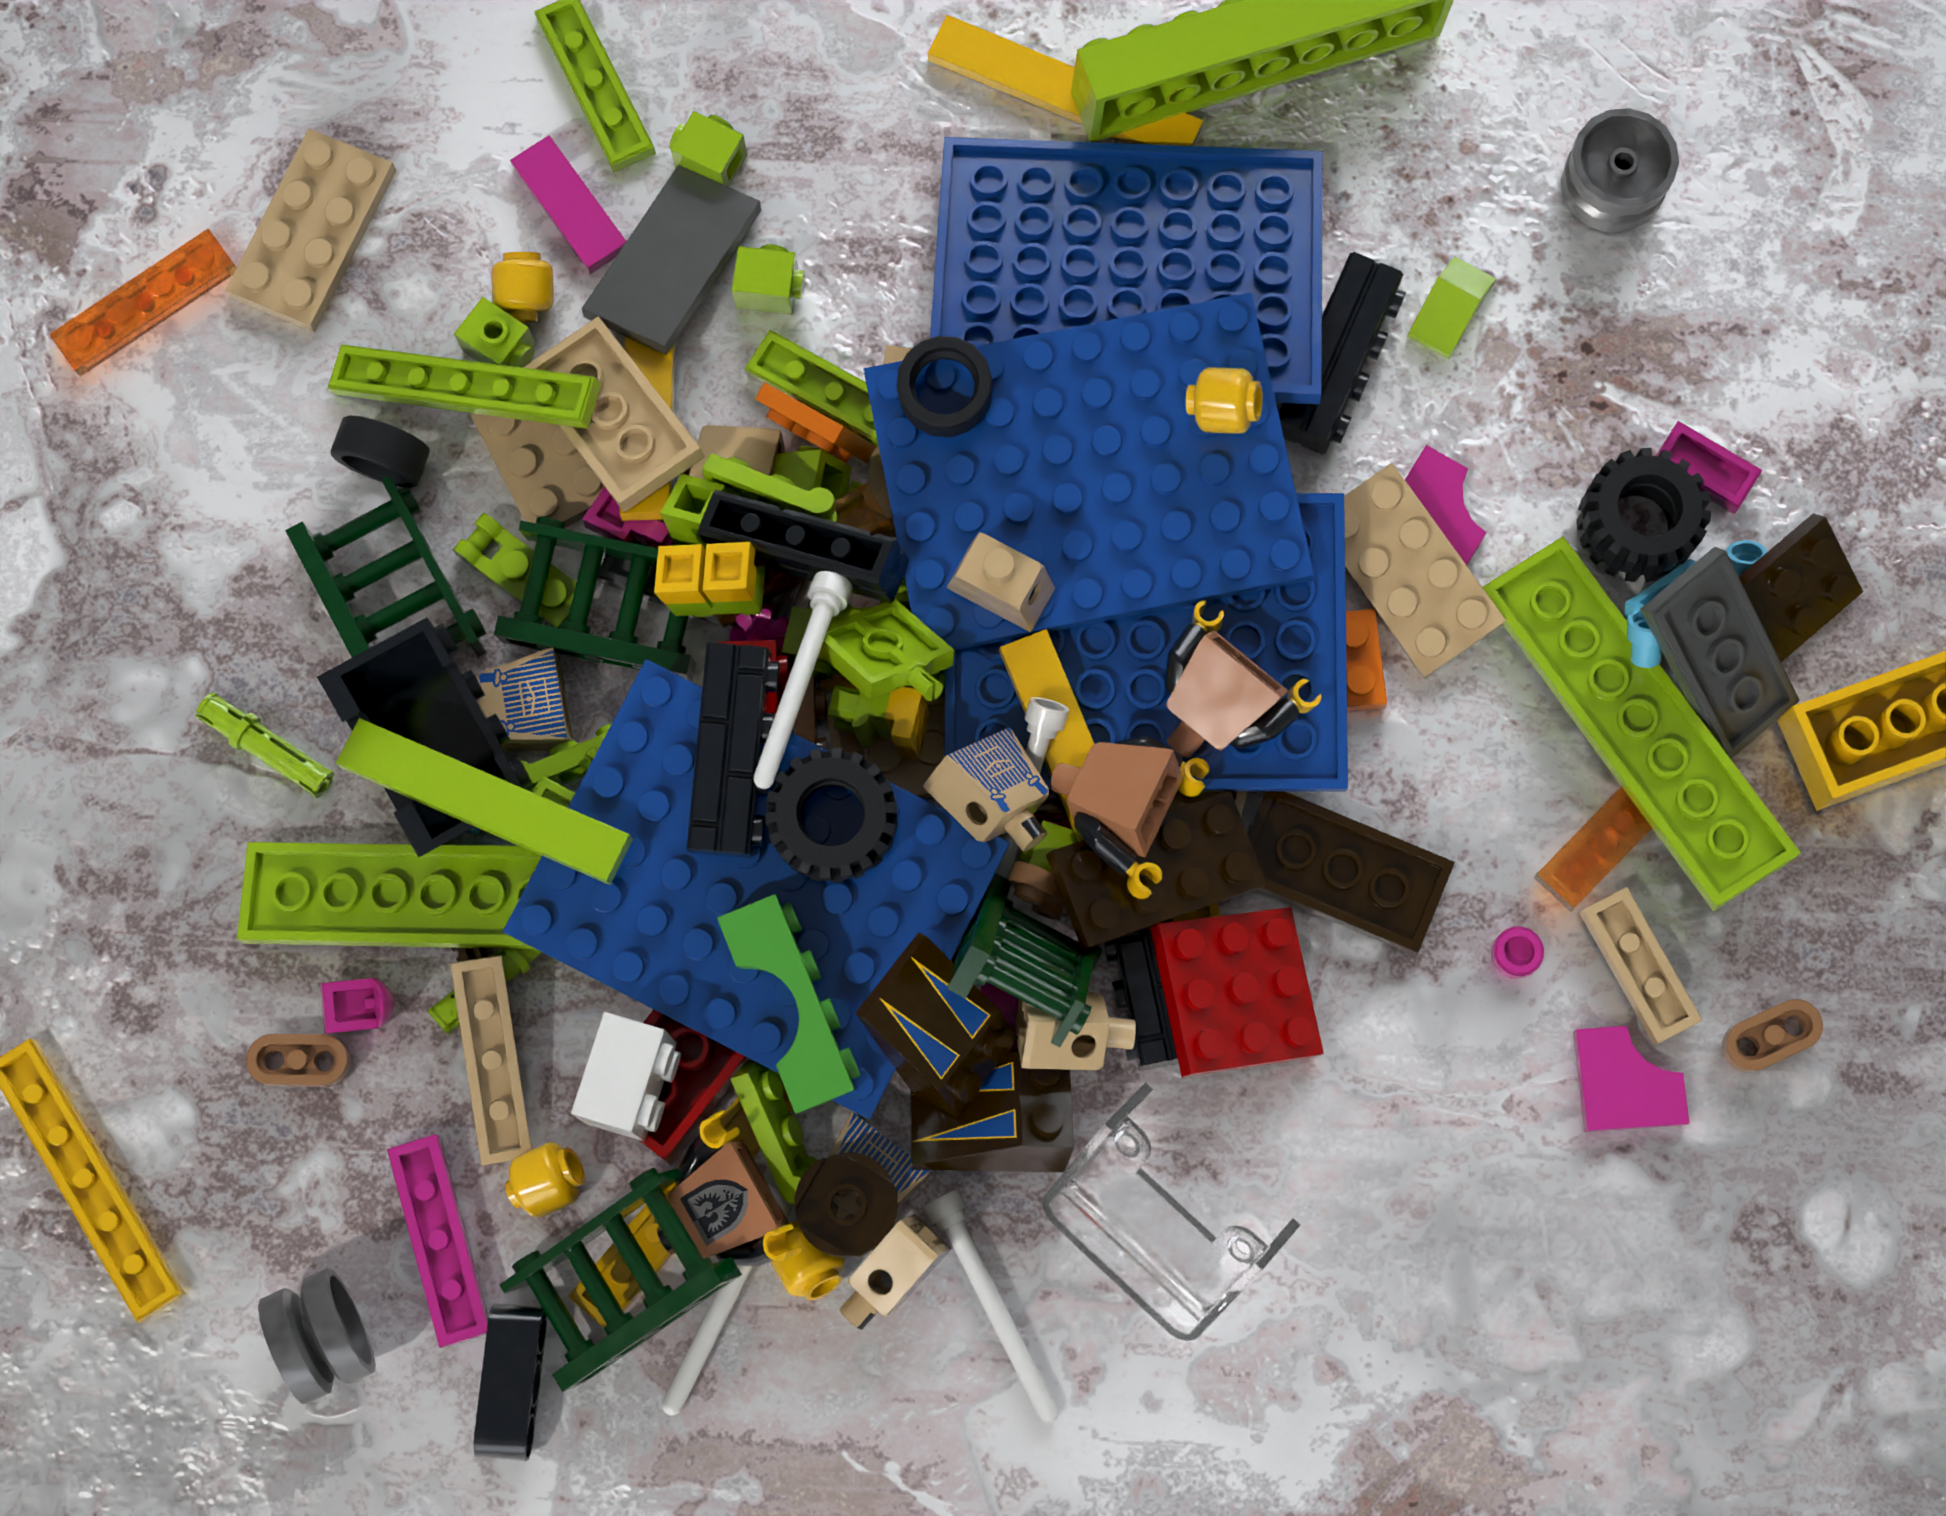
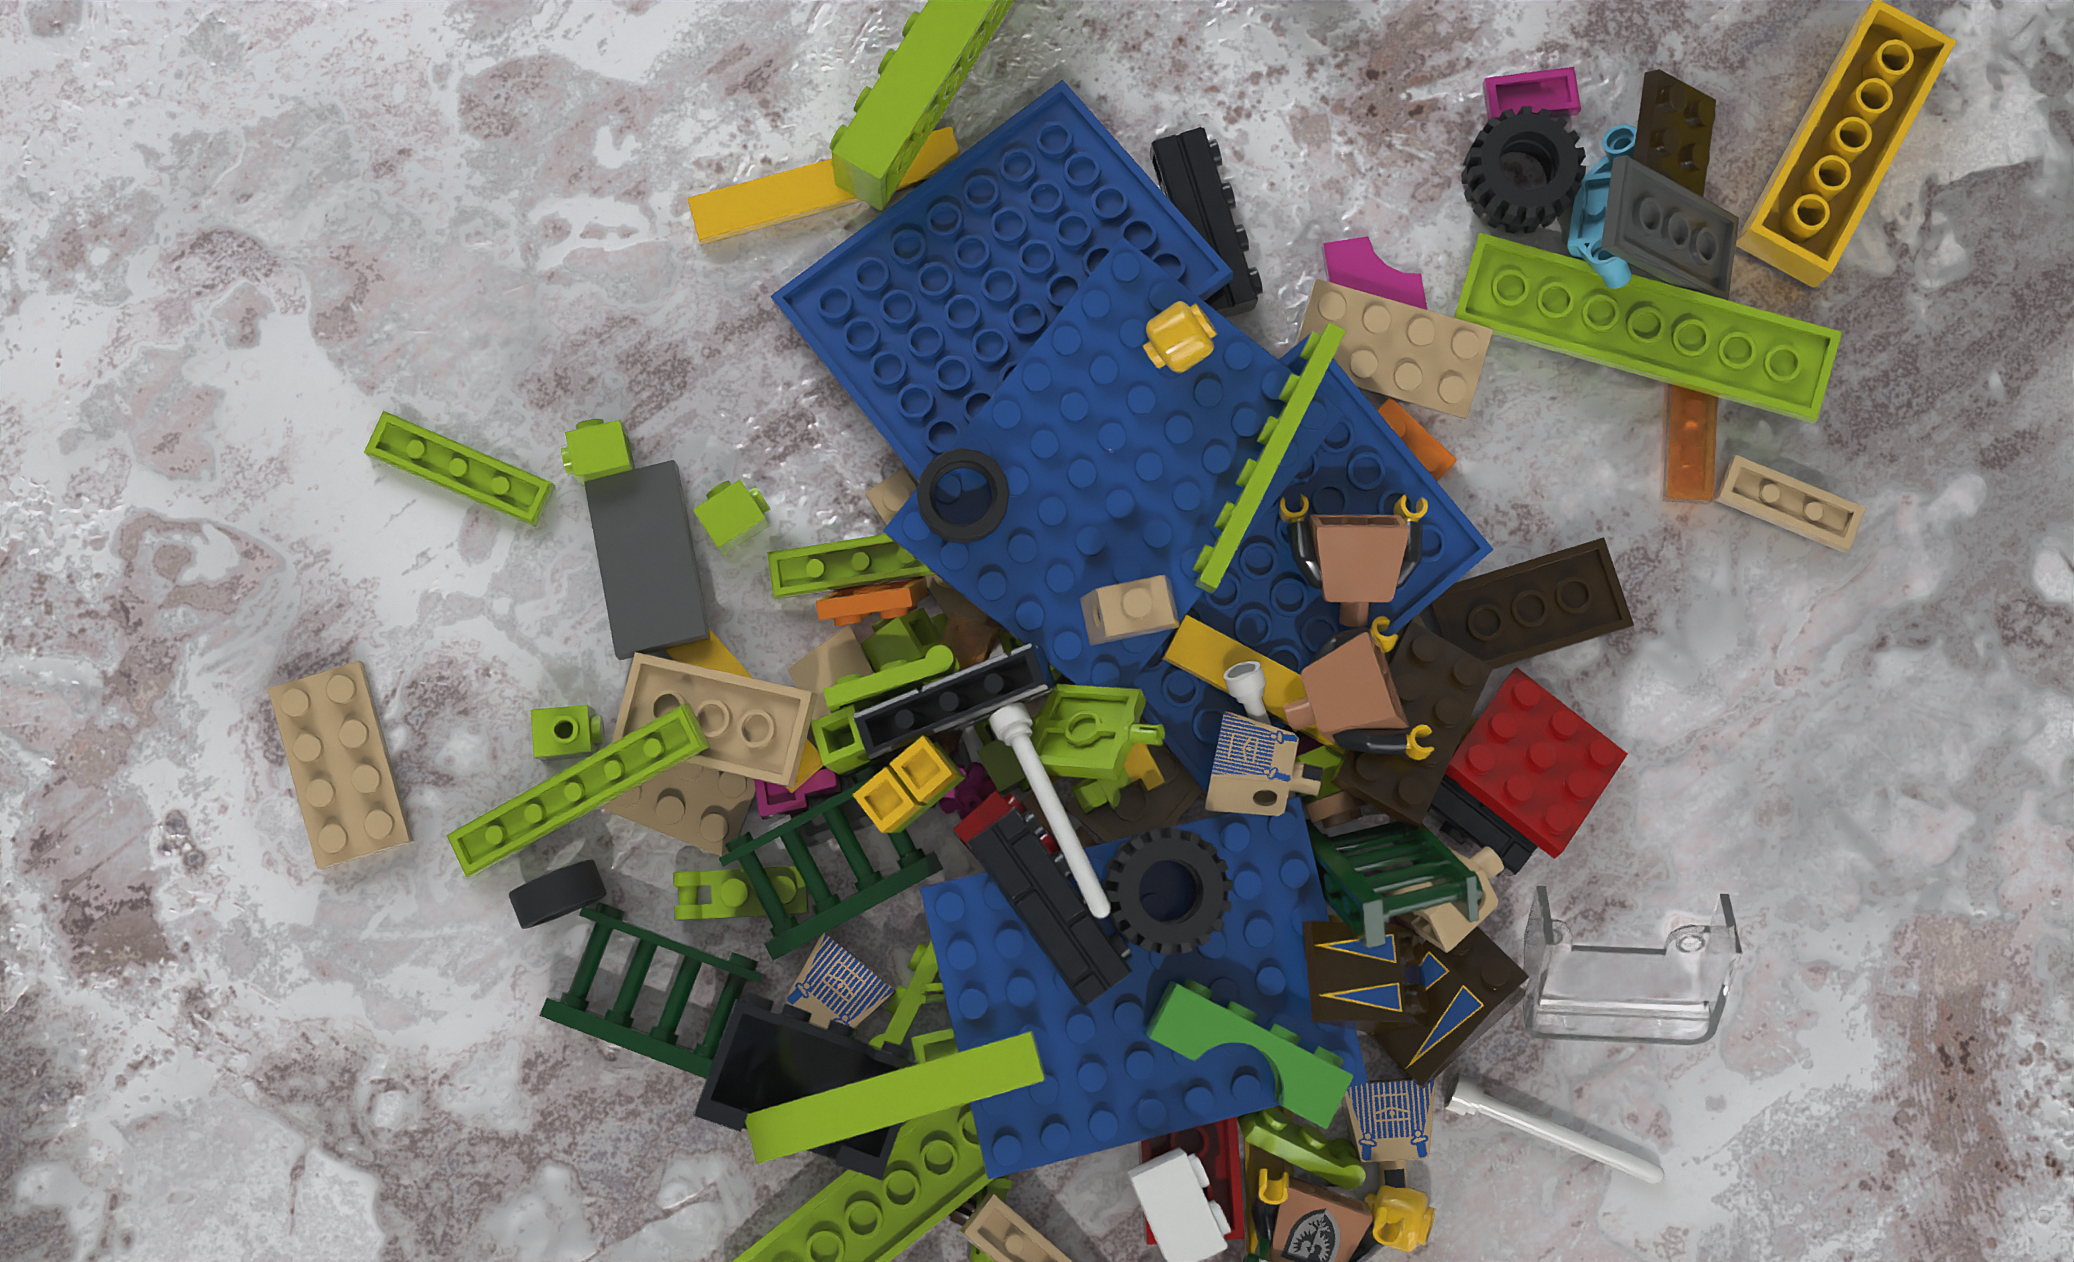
camera: 50 degrees left, 5 degrees up
(143, 302) = (259, 931): clear orange plate -> none
(249, 734) = (663, 1187): lime pin -> none
(522, 285) = (549, 674): yellow head -> none
(569, 204) = (525, 580): dark pink tile -> none
(817, 1213) = (1424, 1173): dark brown plate -> none
(908, 1256) = (1469, 1152): tan torso -> none
(1234, 543) = (1258, 474): none -> lime plate
(1451, 307) = (1253, 122): lime slope -> none
(1517, 952) = (1696, 565): dark pink tile -> none
(1623, 1088) = (1845, 600): dark pink tile -> none
(1770, 1037) = (1917, 480): medium nougat plate -> none

